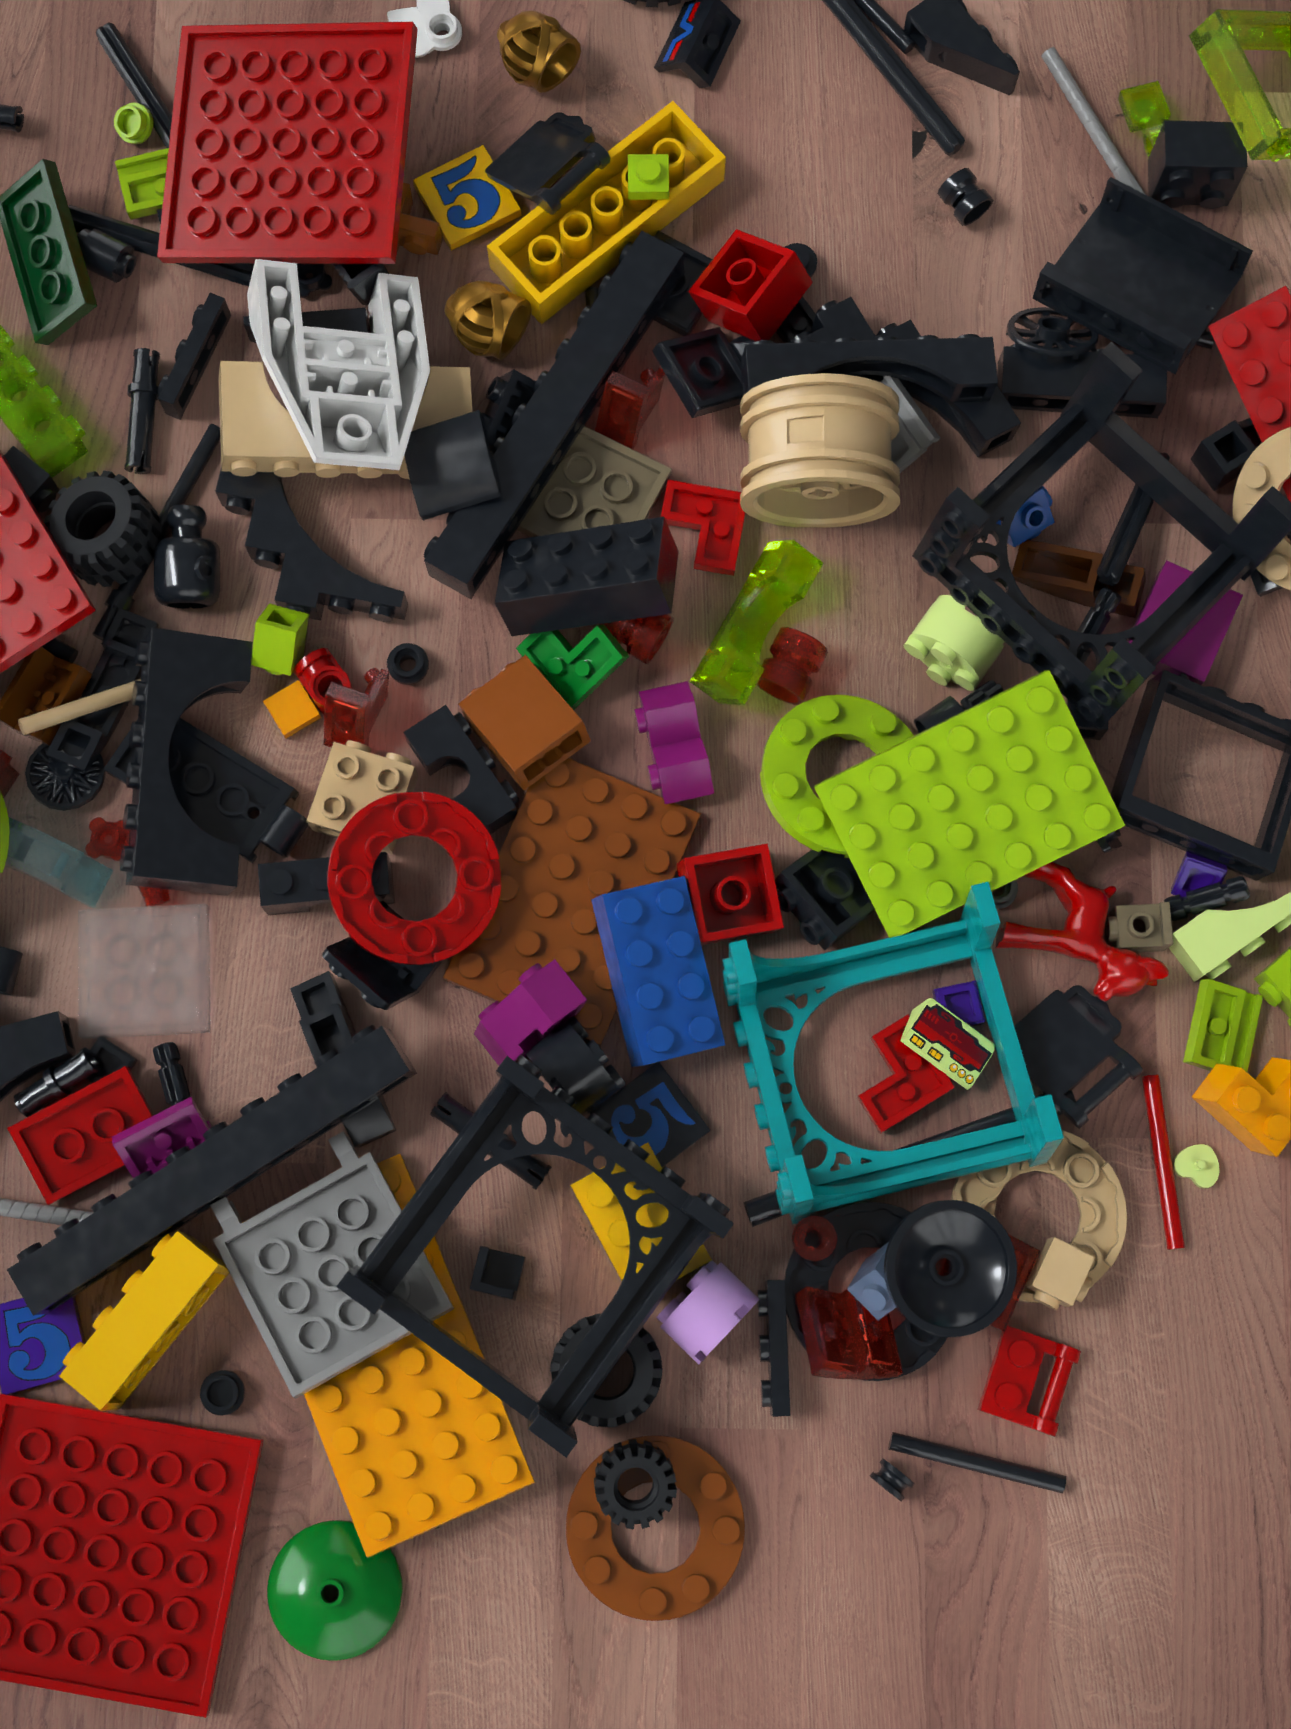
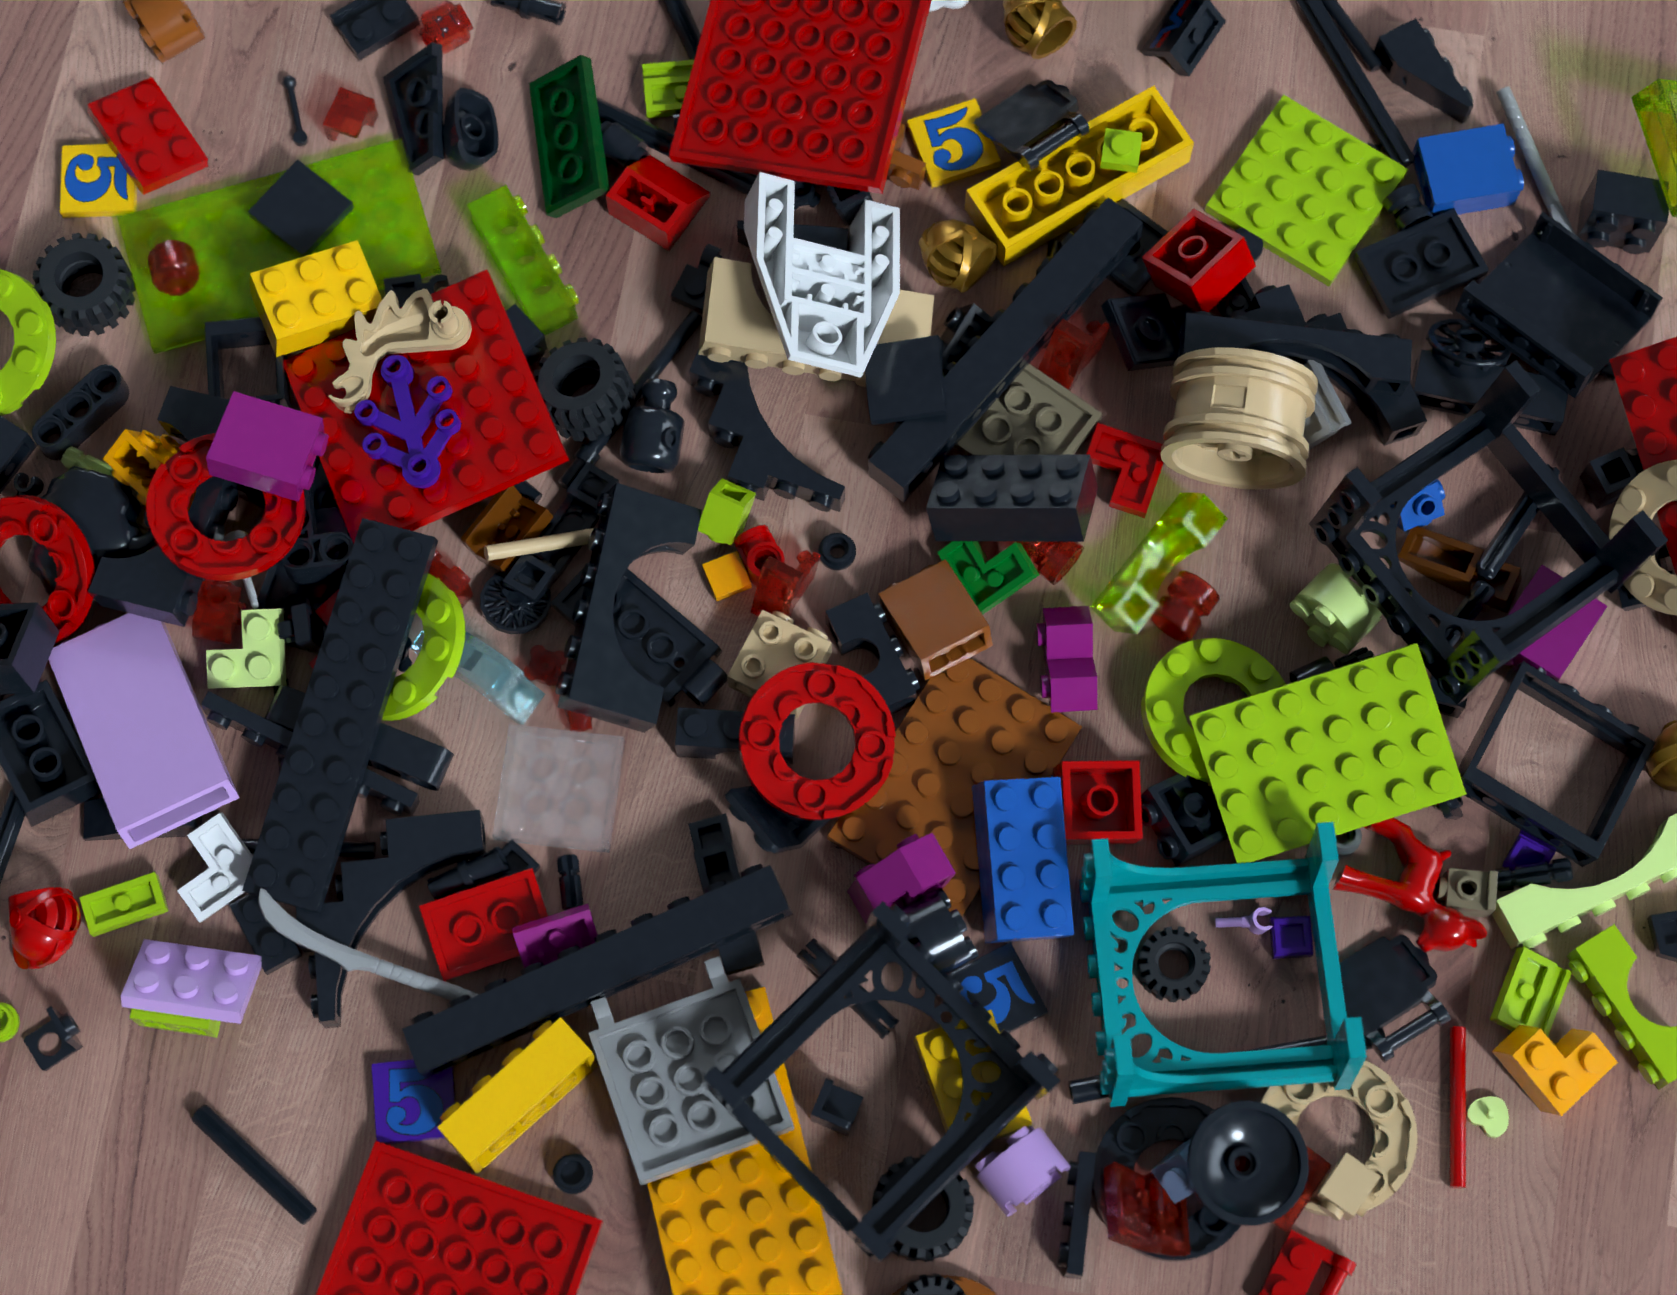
camera: 10 degrees right, 5 degrees down
(133, 123) = (664, 33): lime plate -> none
(142, 410) = (635, 275): black pin -> none
(149, 307) = (655, 200): none -> red slope
(193, 355) = (686, 247): black plate -> none
(204, 395) = (692, 282): none -> black plate
(826, 1234) = (1135, 1111): clear red cone -> none
(849, 1033) = (1173, 940): none -> black tyre
(854, 192) = (1306, 190): none -> lime plate
(908, 997) = (1246, 921): none -> lavender hand
(910, 1087) = (1241, 994): red plate -> none
(947, 1042) = (1276, 966): slope -> none
(988, 253) = (1421, 263): none -> black plate
(1023, 145) = (1467, 170): none -> blue brick
(1145, 111) = (1584, 155): clear neon green plate -> none

